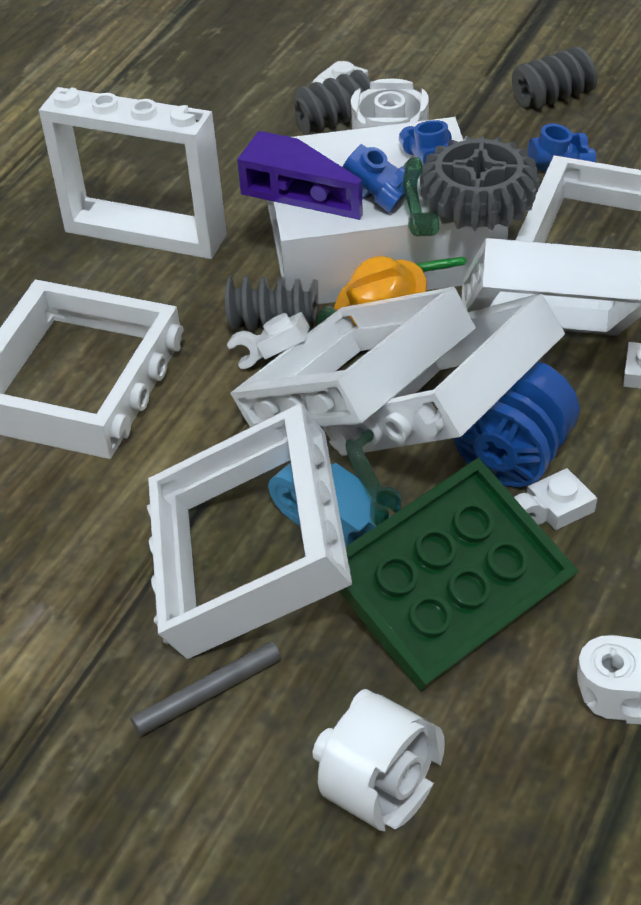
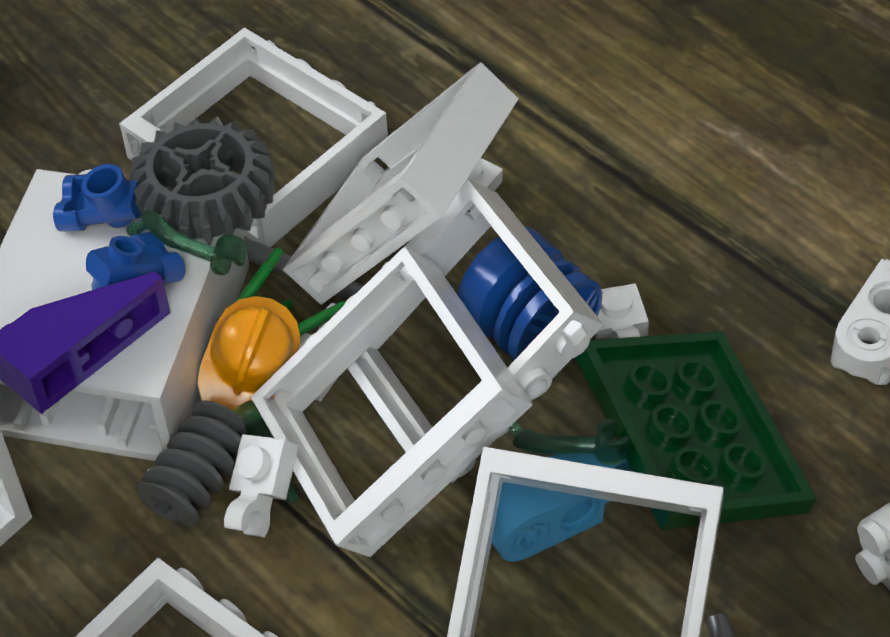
camera: 70 degrees left, 5 degrees up
(559, 142) = (89, 119): blue plate -> none

